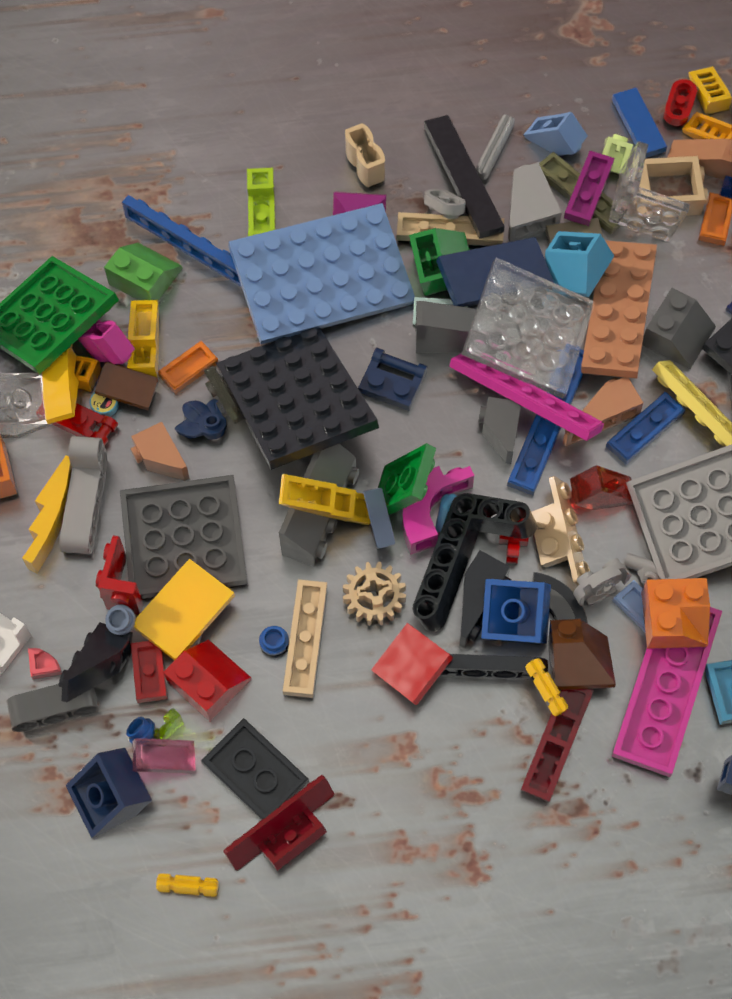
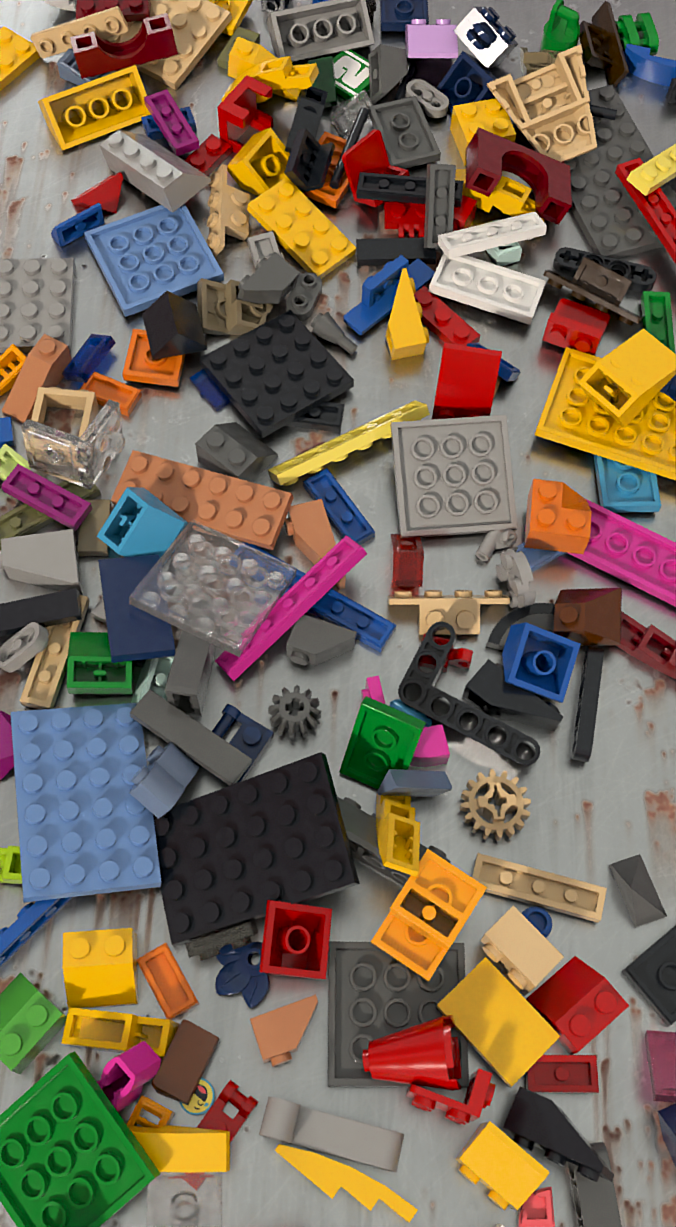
camera: 85 degrees left, 0 degrees up
(70, 624) = (500, 1166): none -> yellow slope
(120, 619) = (510, 1098): sand blue plate -> none
(140, 728) = (634, 1091): blue plate -> none
(145, 548) = (417, 1056): none -> red cone
(173, 723) = (629, 1057): clear neon green tile -> none
(191, 316) = (100, 968): none -> yellow slope
(224, 438) = (296, 940): none -> red slope
(241, 617) = (521, 949): none -> tan slope
(257, 533) = (428, 915): none -> light orange bracket
(317, 727) = (637, 890): none -> dark grey slope
(347, 325) = (163, 780): none -> sand blue brick
(386, 340) = (191, 738): none -> dark grey tile
(412, 663) = (583, 777): tile -> none
(440, 415) = (284, 706): none -> dark grey gear
(546, 687) = (623, 648): yellow axle -> none

